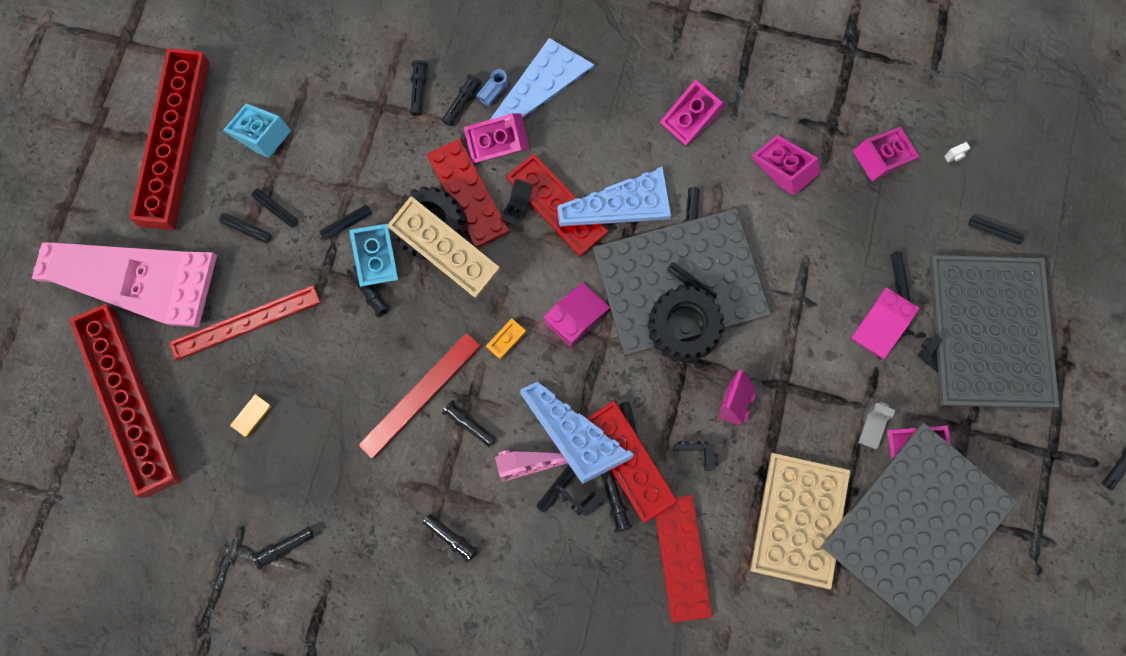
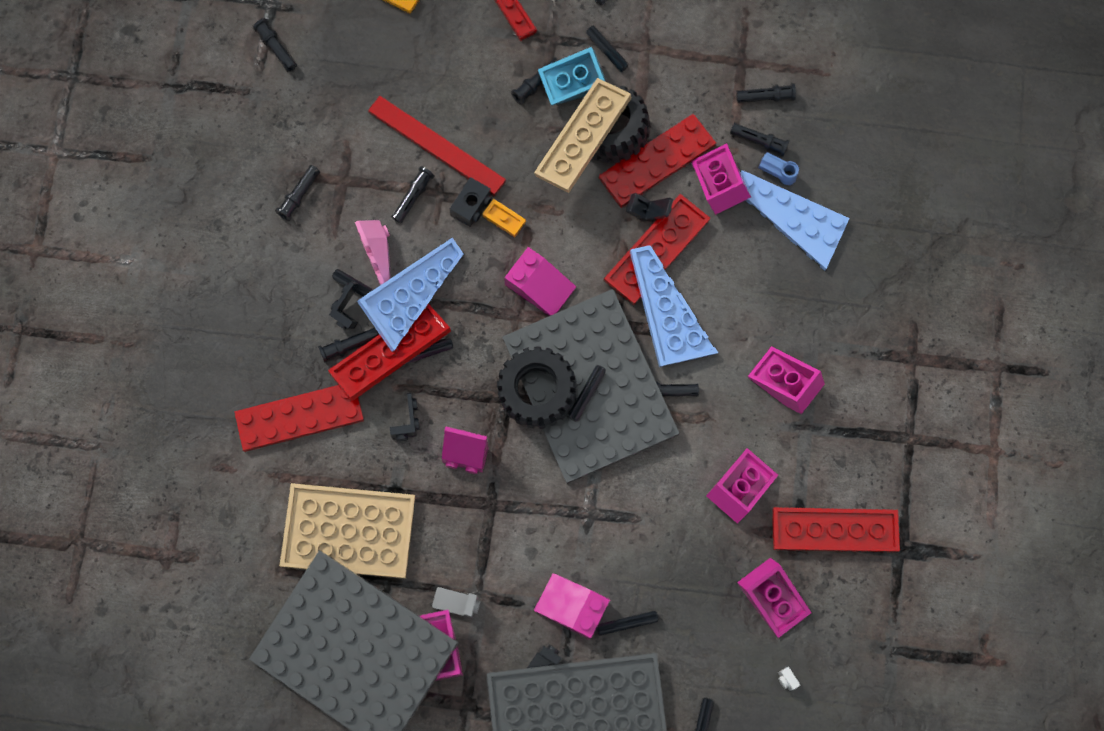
camera: 80 degrees right, 0 degrees up
(490, 378) = (471, 191): none -> black brick
(831, 96) = (835, 529): none -> red plate

